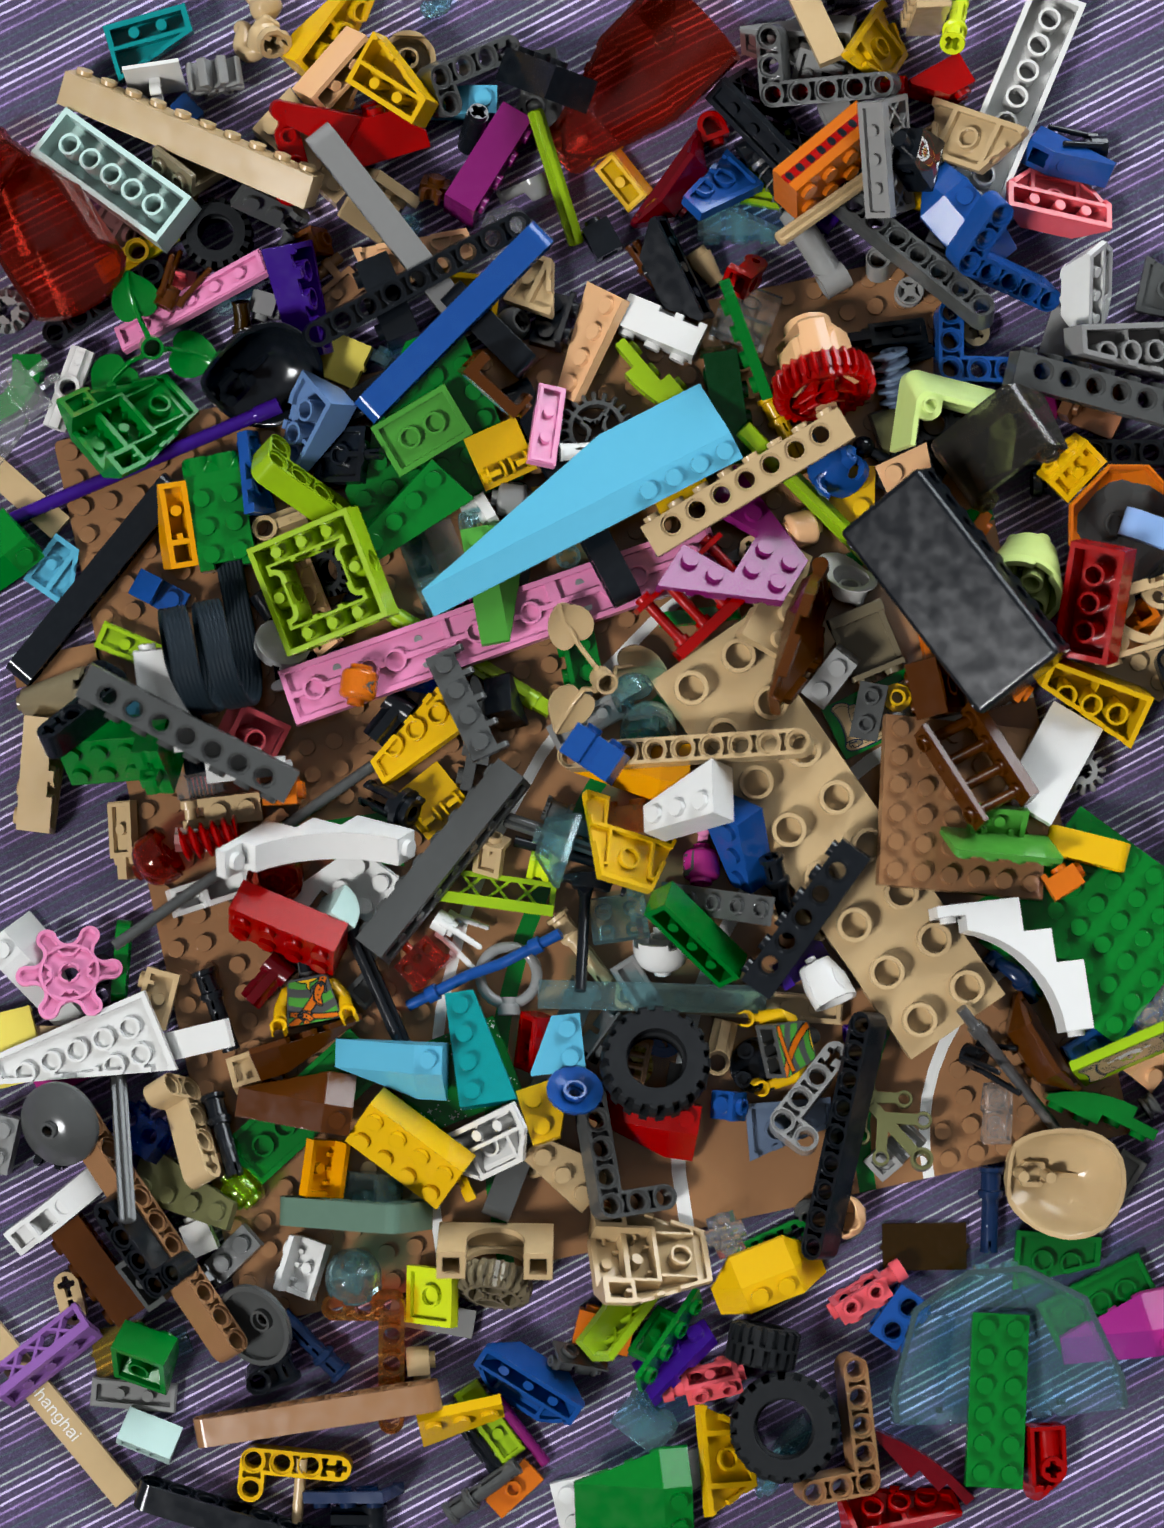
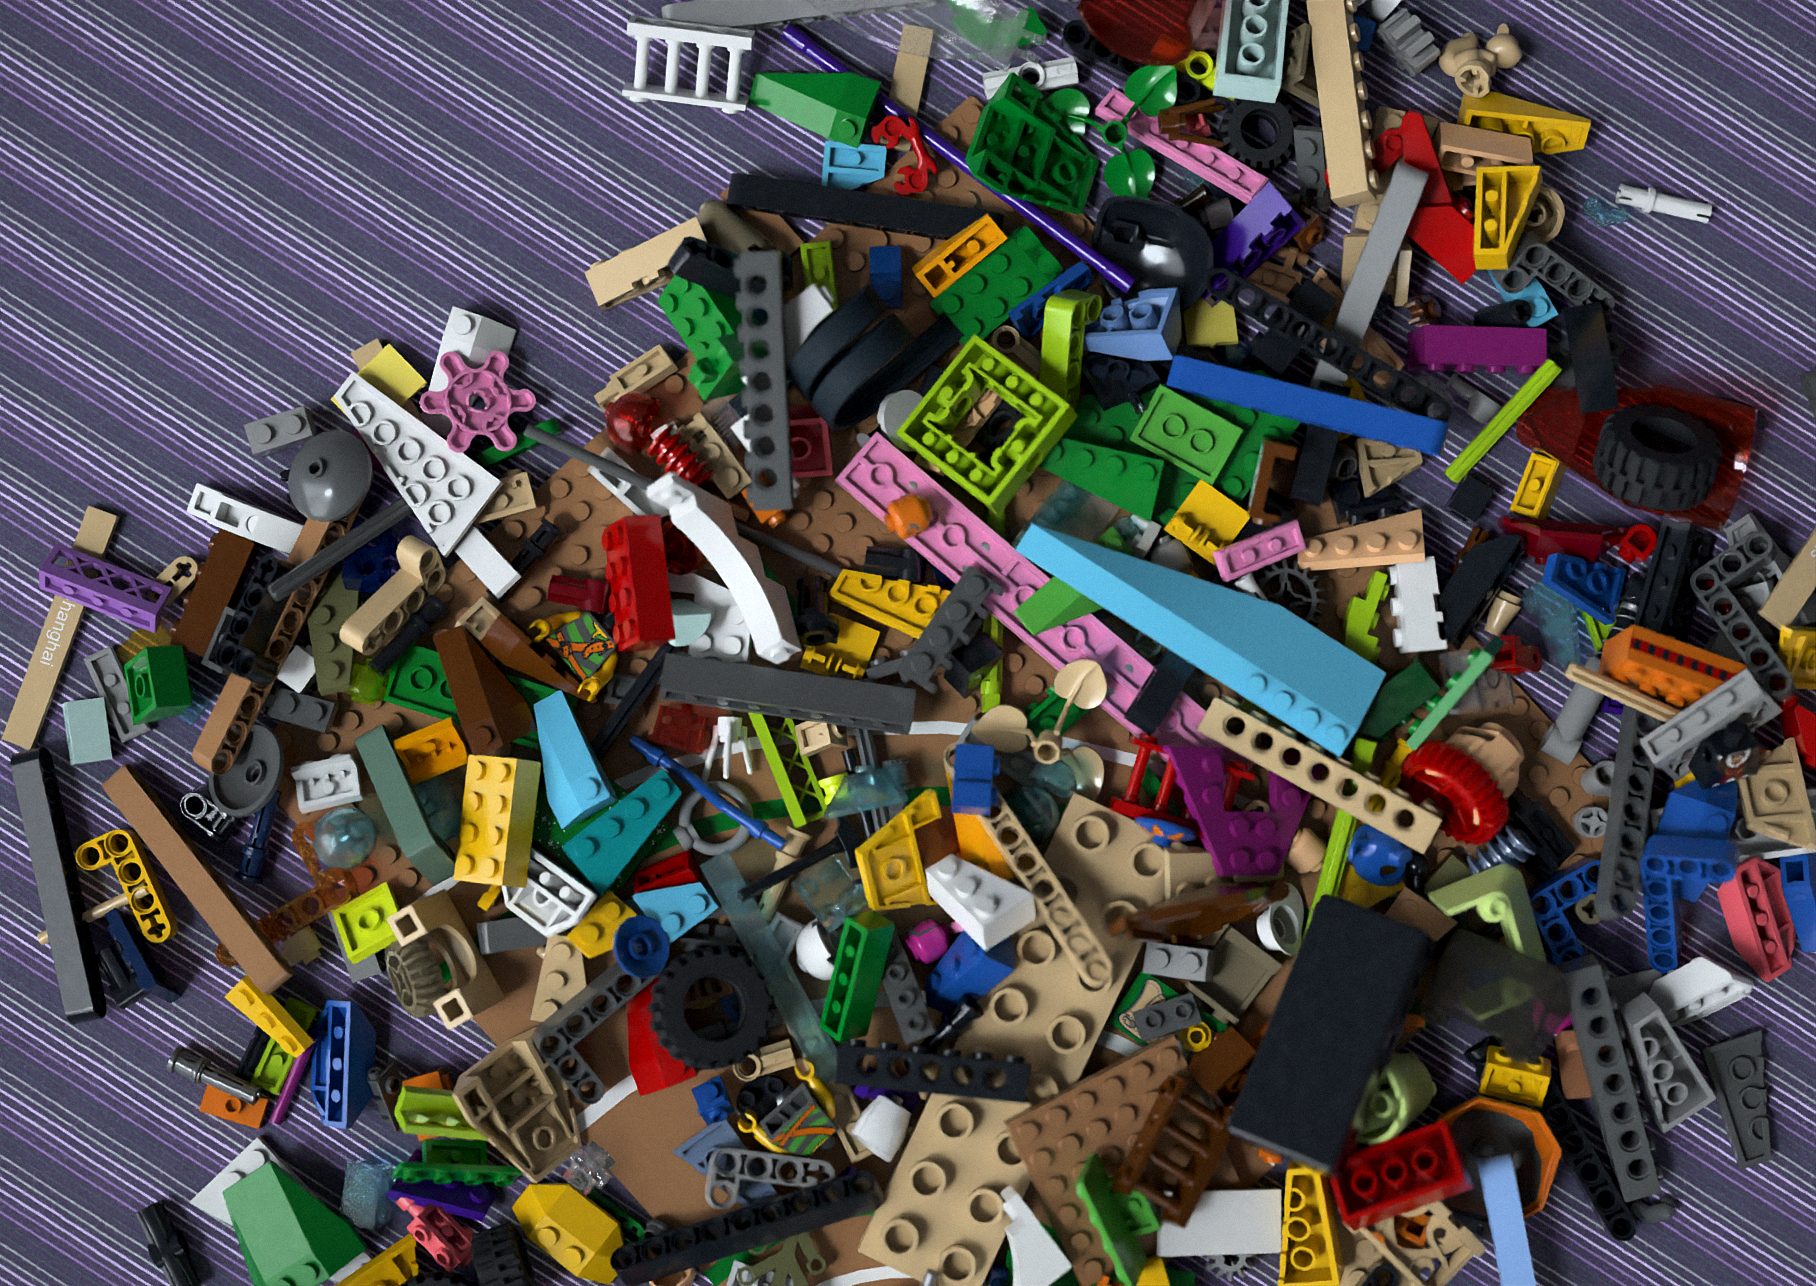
camera: 65 degrees right, 0 degrees up
(45, 519) = (892, 129): none -> red helmet
(654, 74) = (1657, 457): none -> black tyre
(722, 628) = (1164, 832): none -> blue dish

